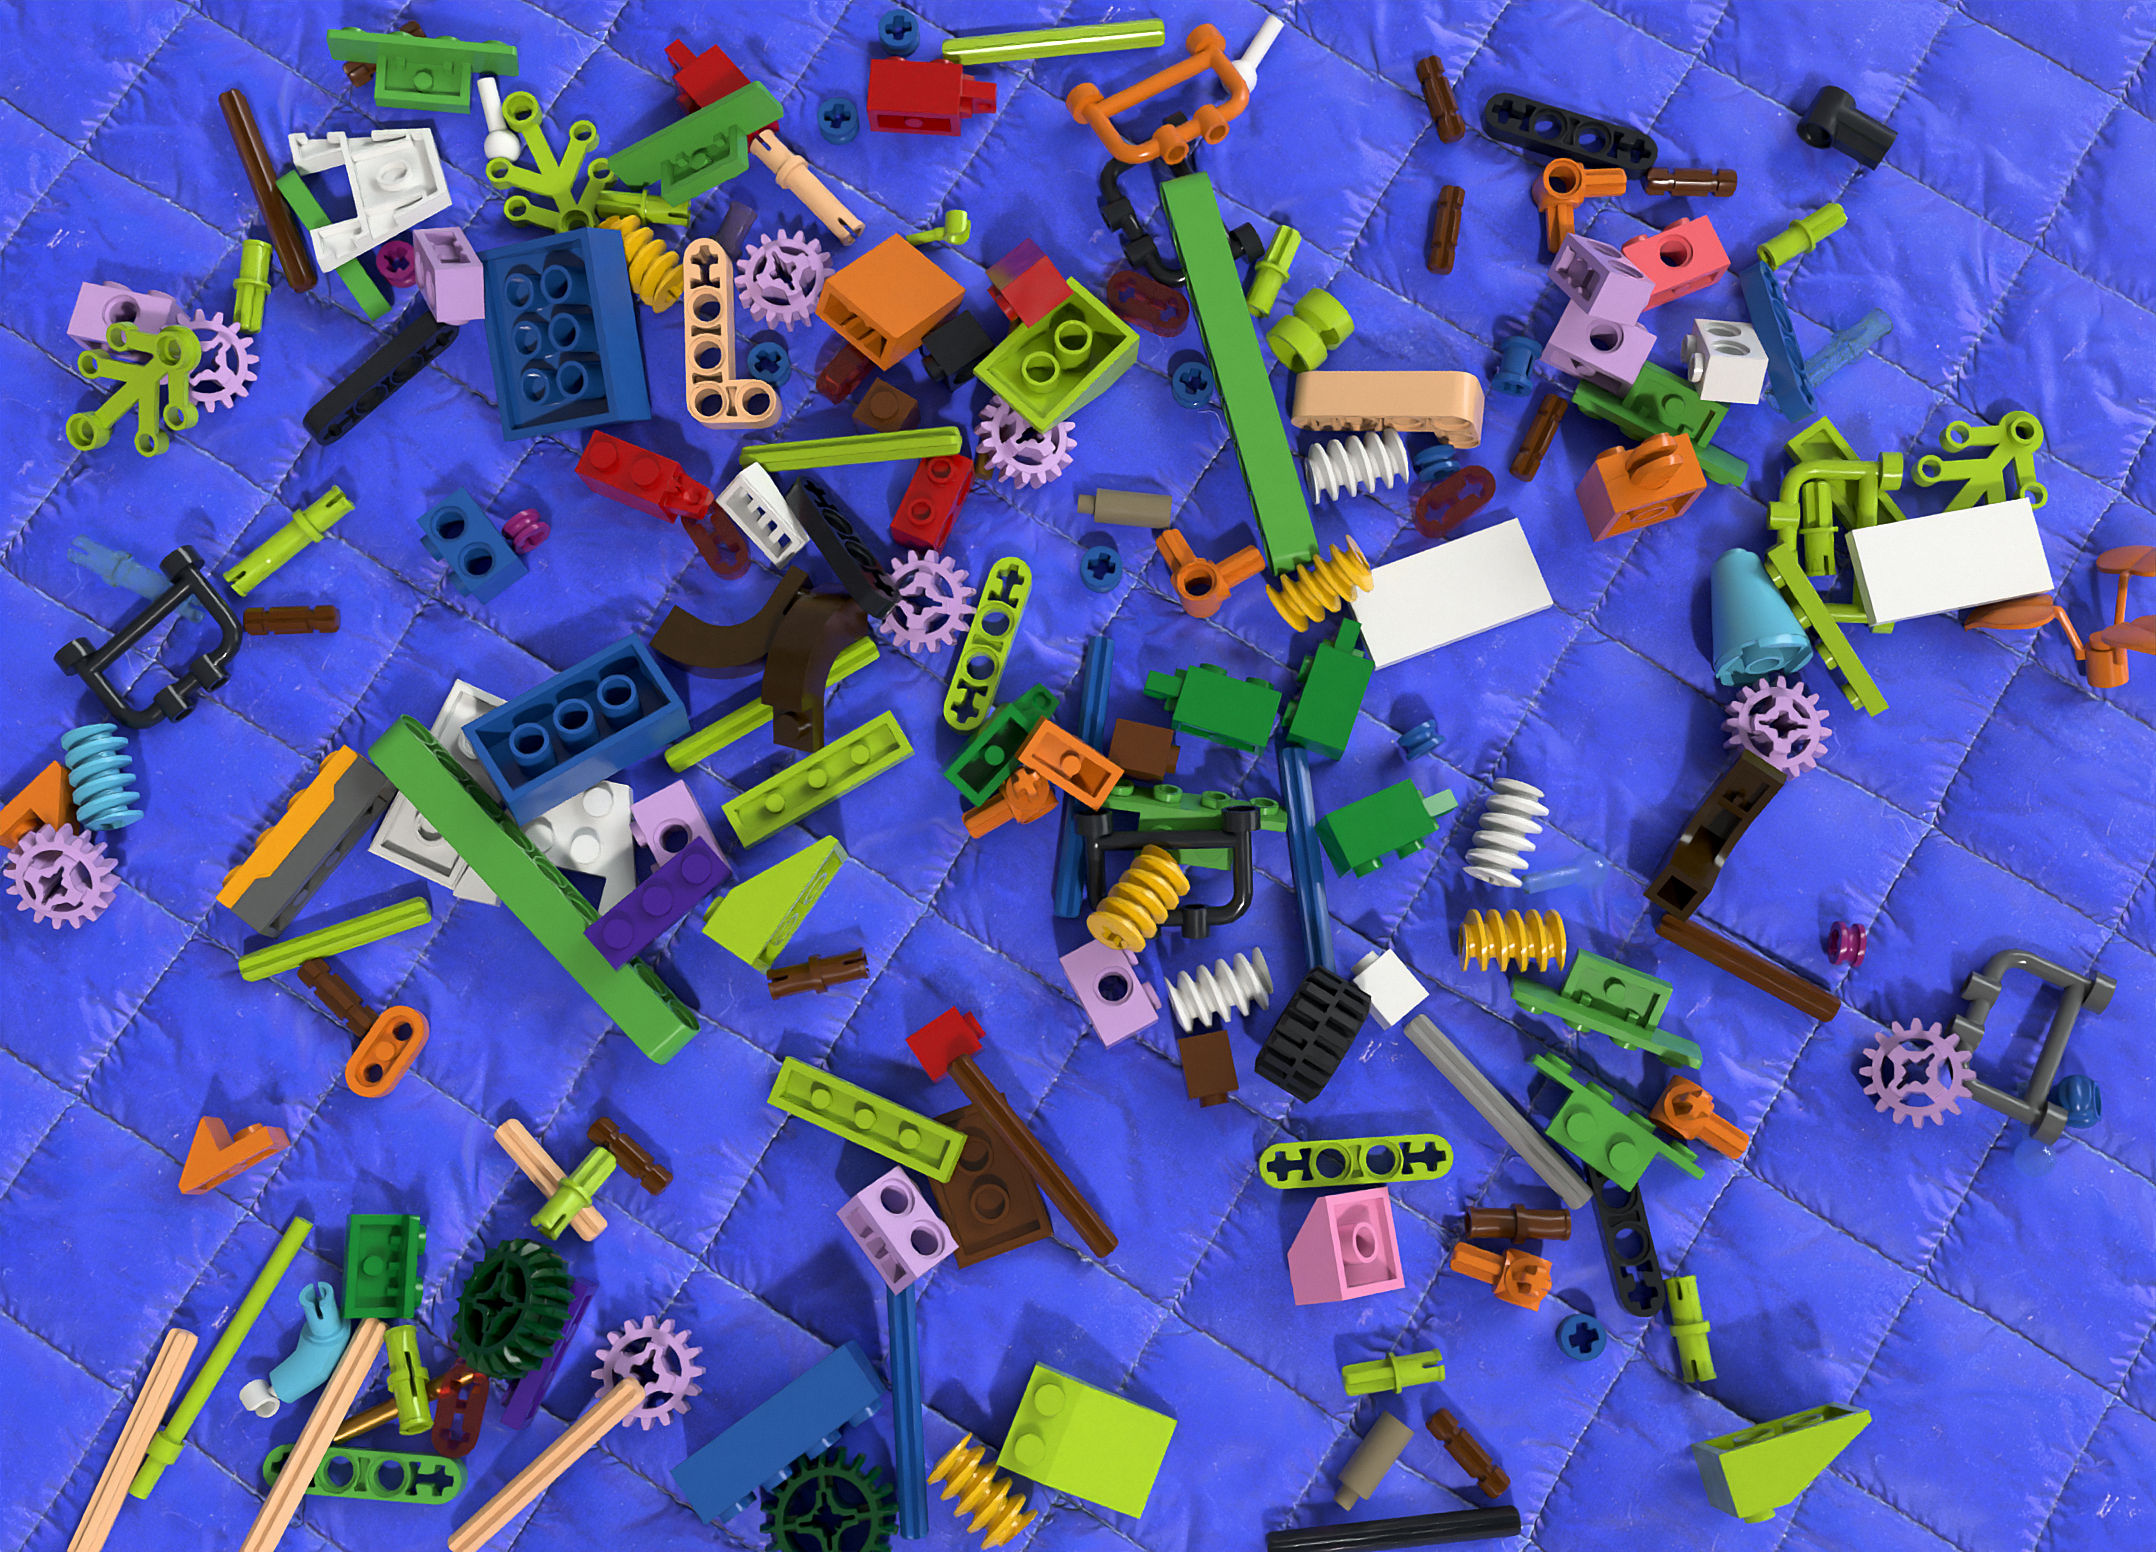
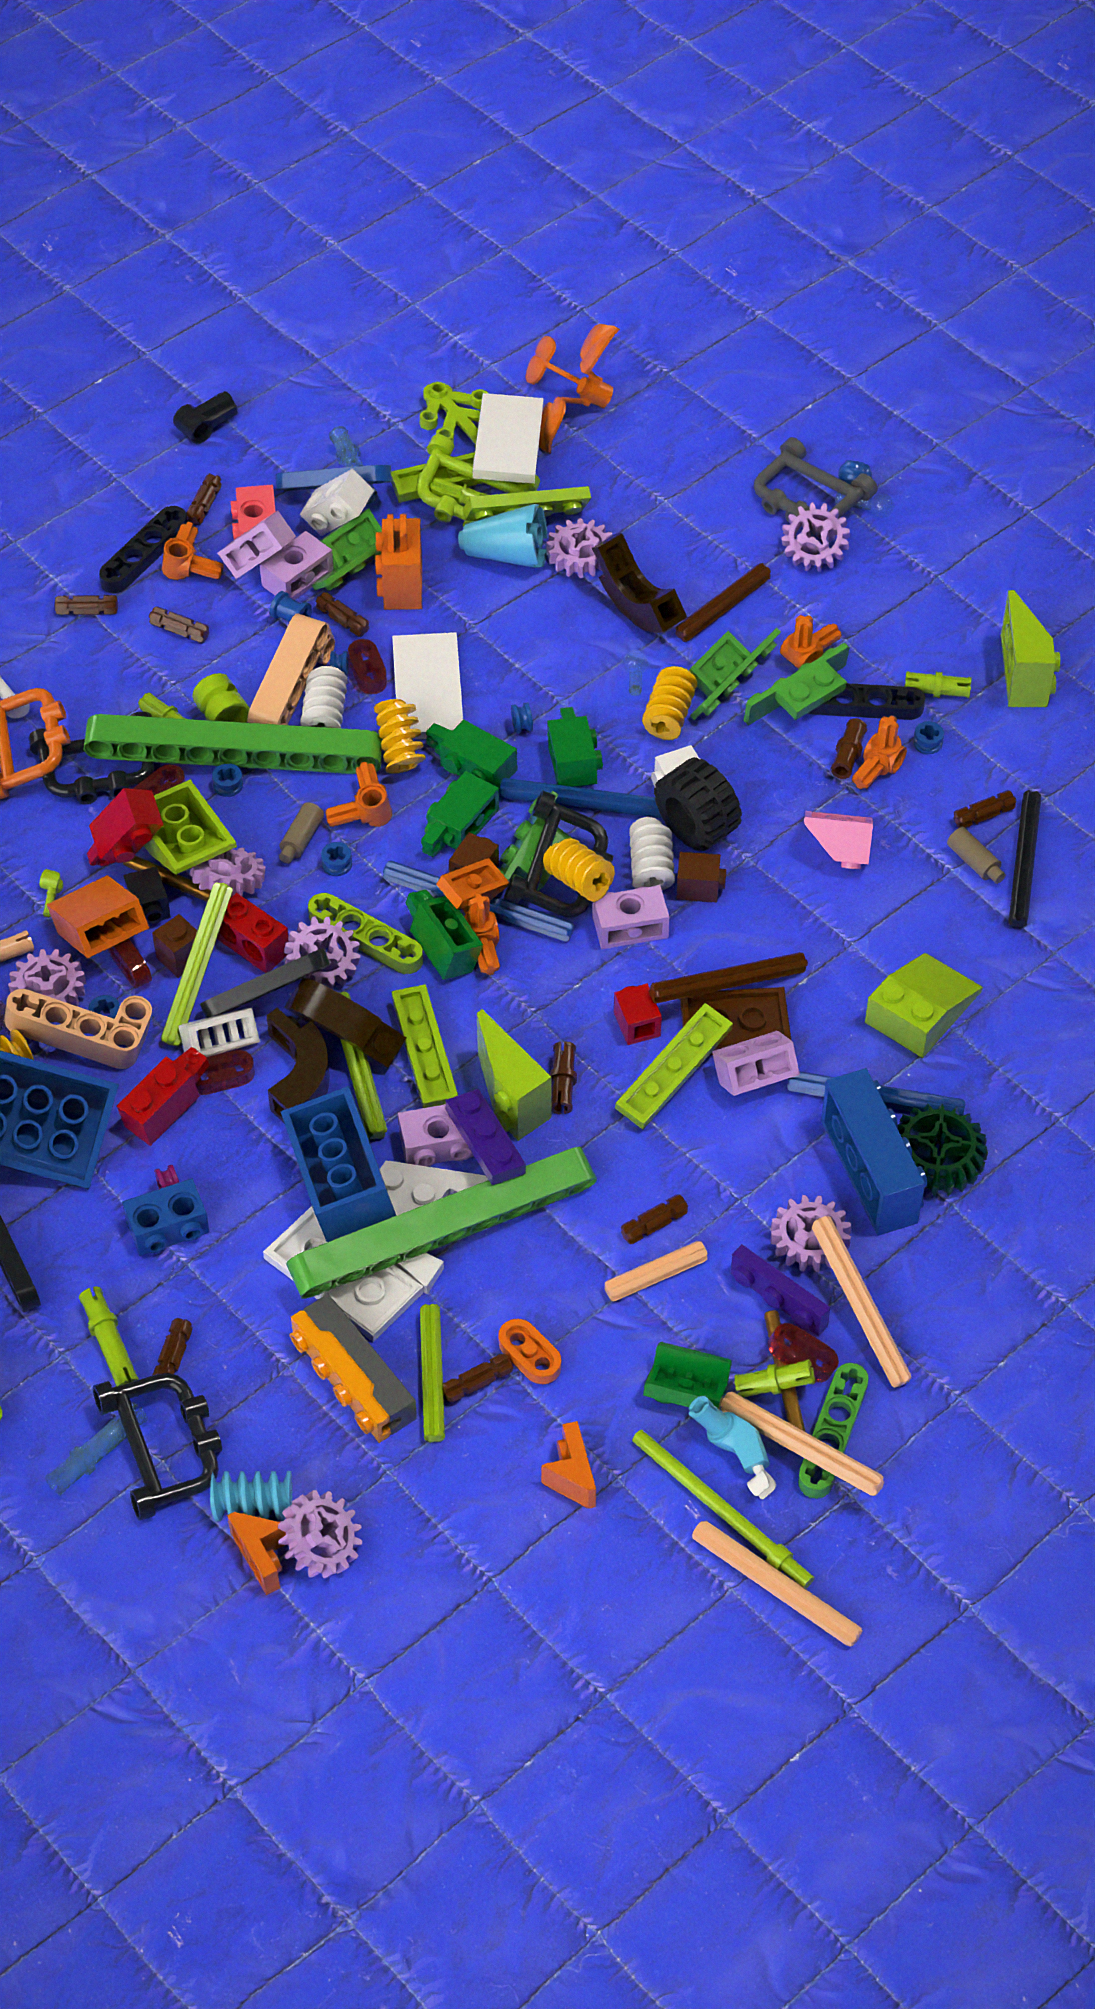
camera: 75 degrees left, 25 degrees down
(513, 1309) = (748, 1275): dark green gear -> none
(574, 1193) = (674, 1242): lime axle -> none
(981, 1494) = (943, 1057): yellow piece -> none
(1355, 1165) = (785, 821): lime beam -> none
(1392, 1373) = (925, 831): lime axle -> none
(1498, 1112) = (779, 740): light grey axle -> none
(1505, 832) = (598, 689): white piece -> none
(1802, 235) = (265, 456): lime axle -> none
(1846, 944) = (726, 551): magenta bush -> none

